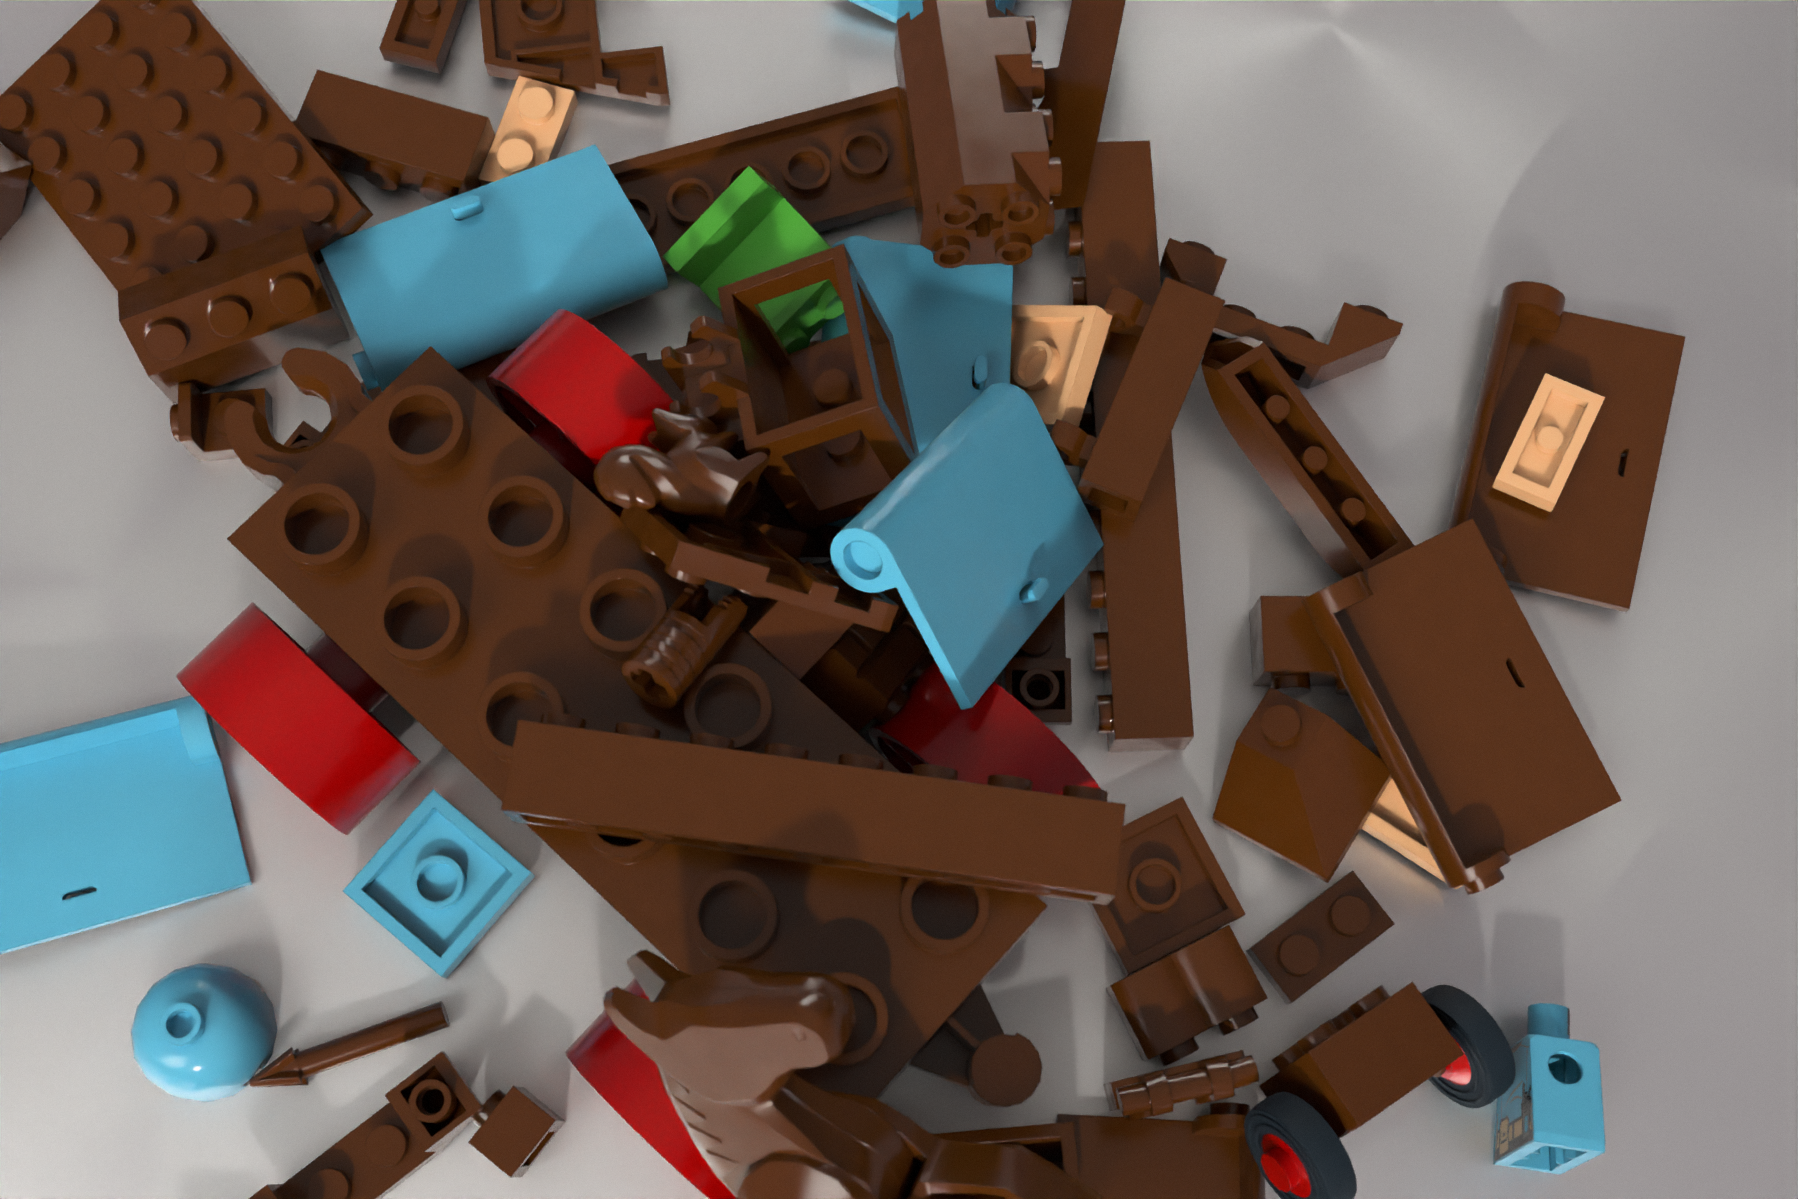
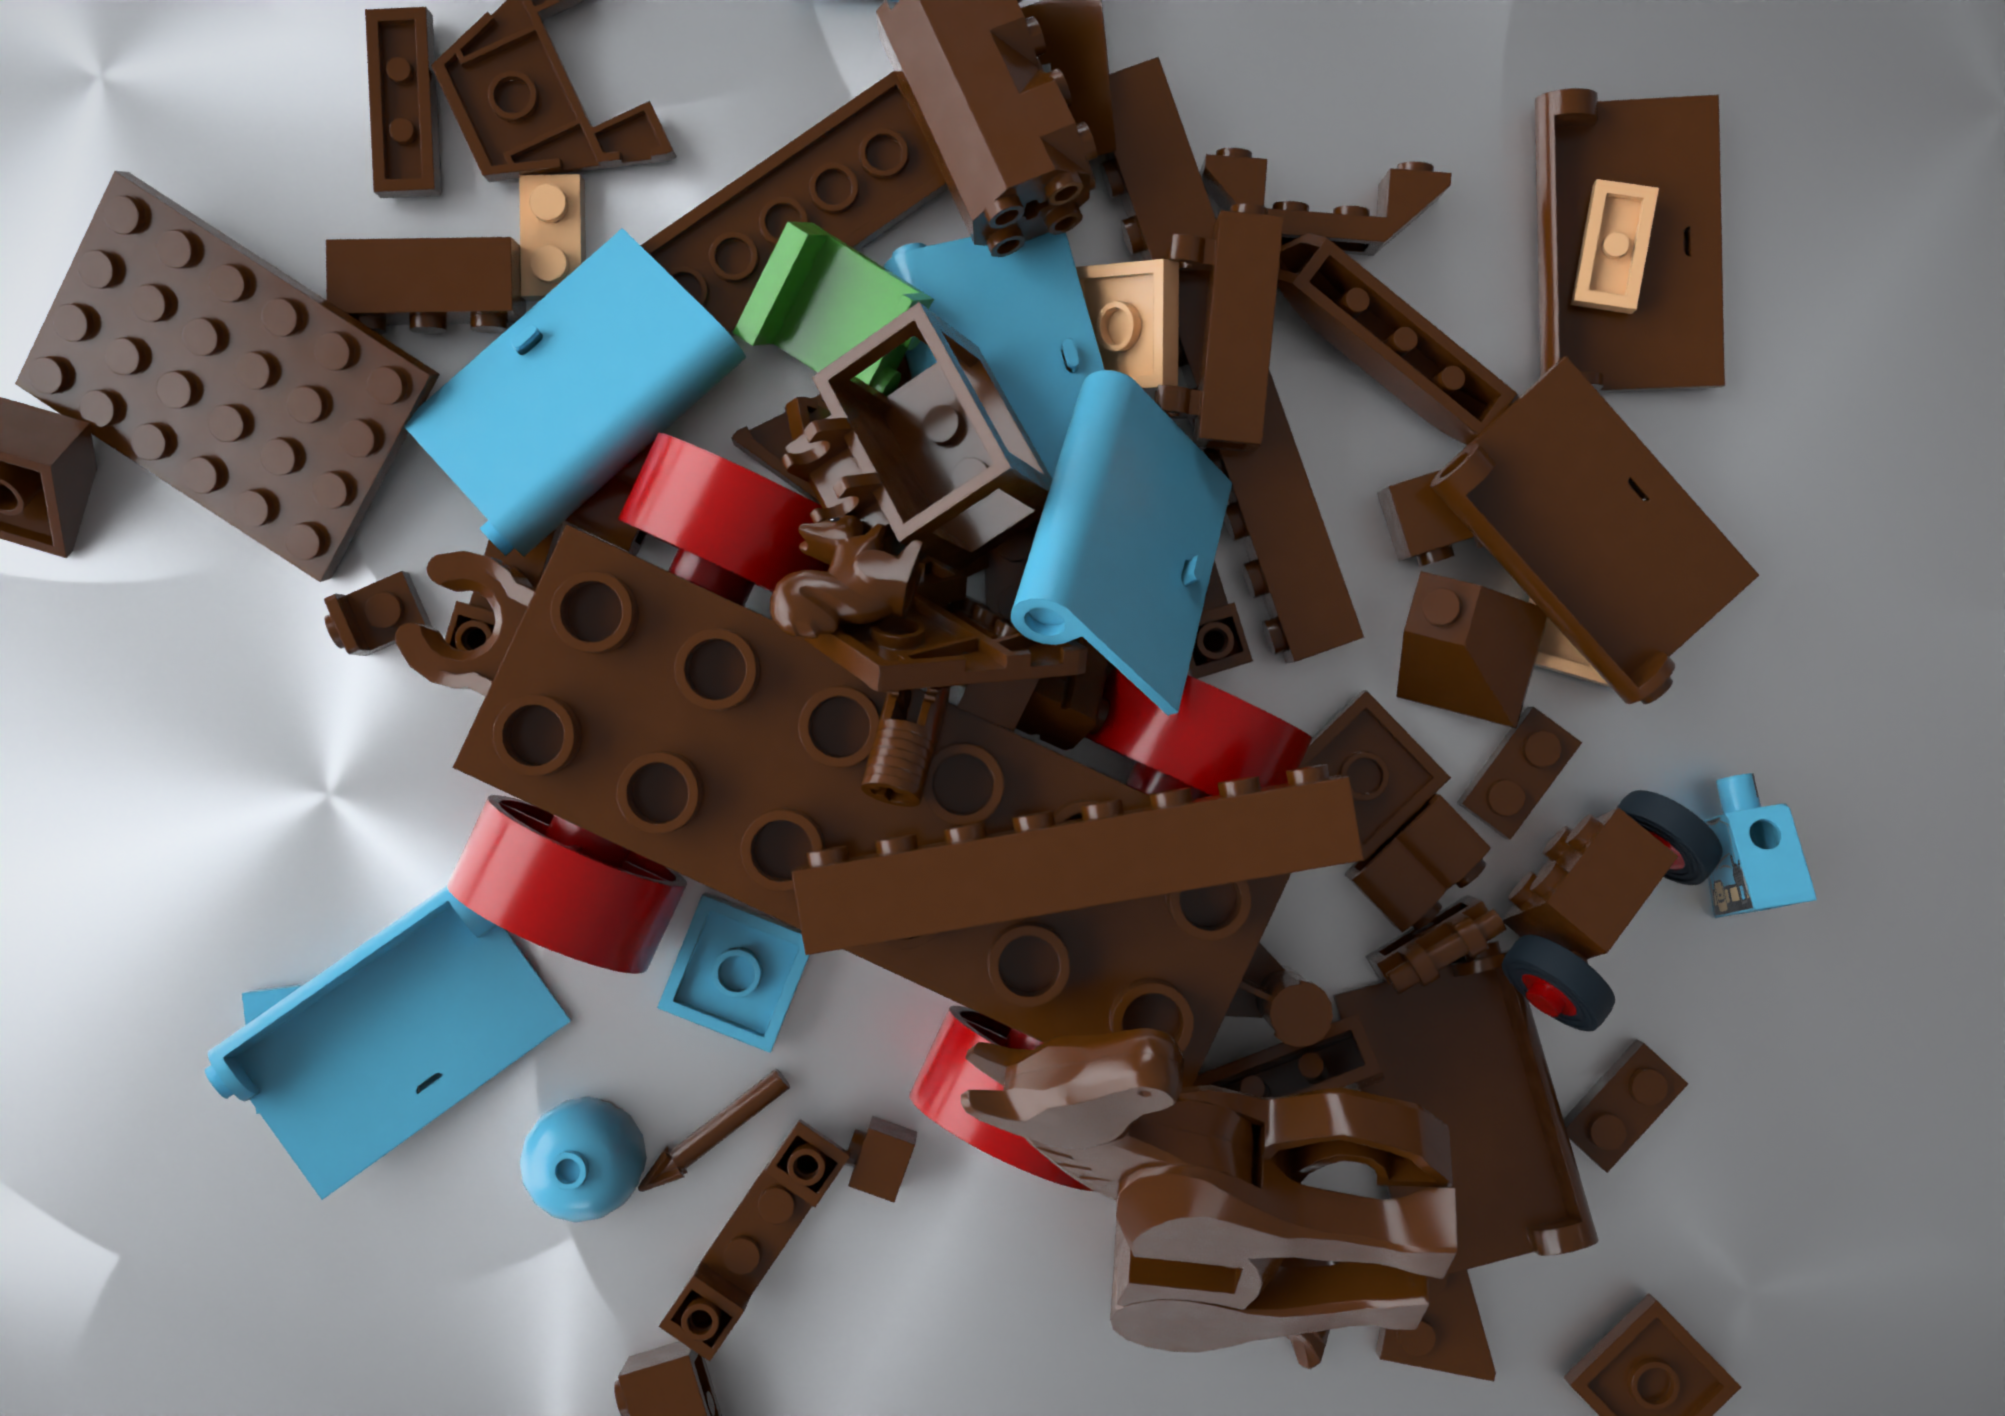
camera: 15 degrees left, 15 degrees up
(231, 314) = (344, 516): reddish brown slope -> none

